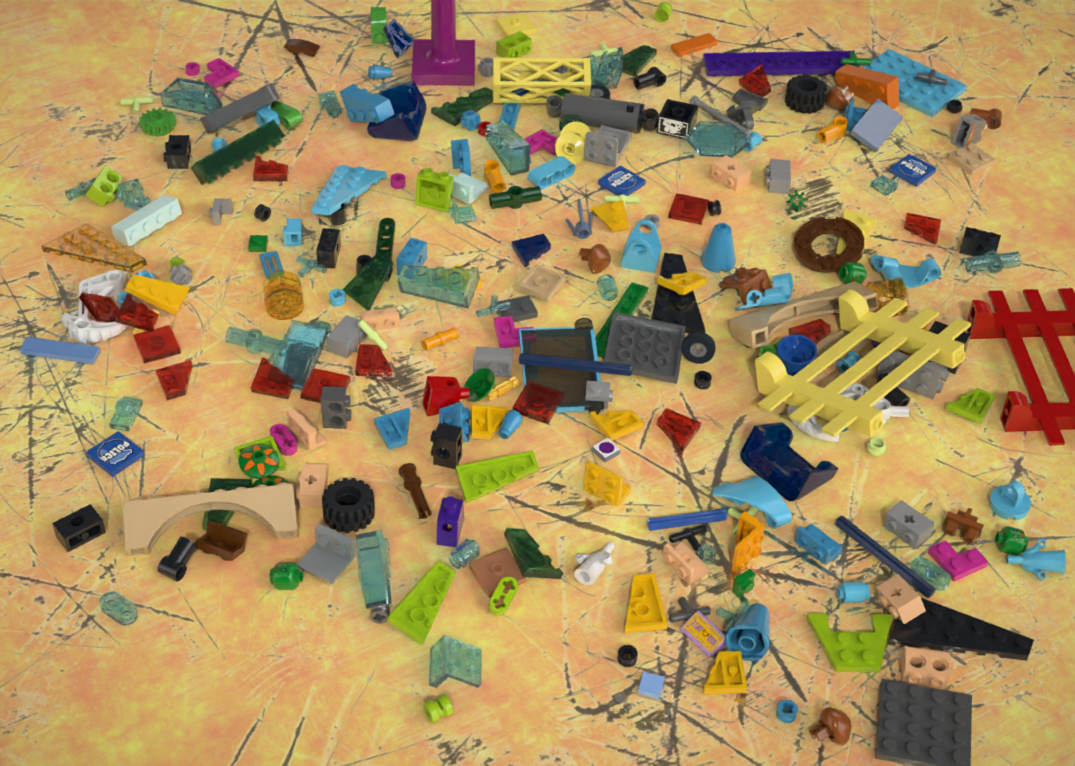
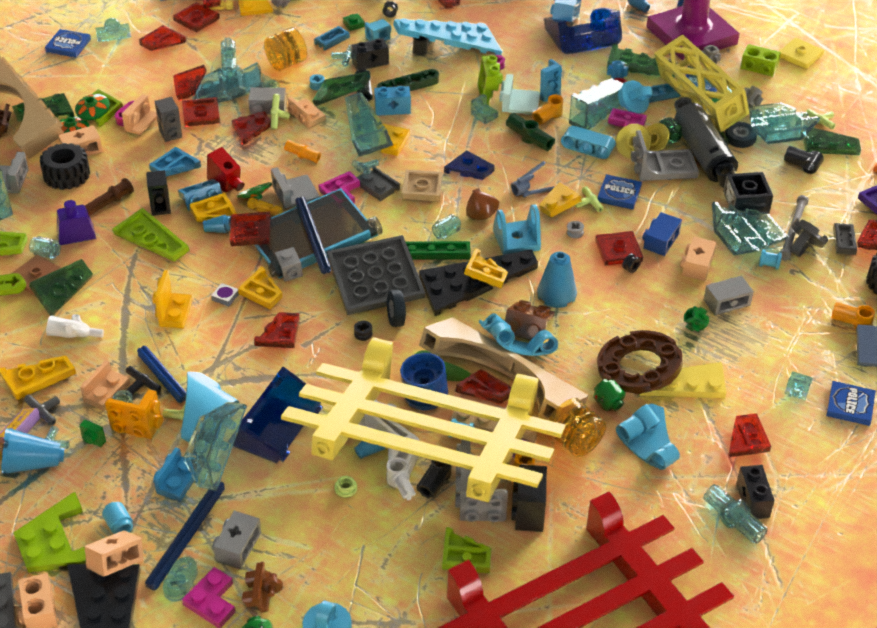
camera: 65 degrees right, 0 degrees up
(519, 123) = (634, 96): none -> medium azure tile
(691, 179) = (662, 233): none -> blue brick
(815, 497) = (212, 443): none -> clear light blue wedge

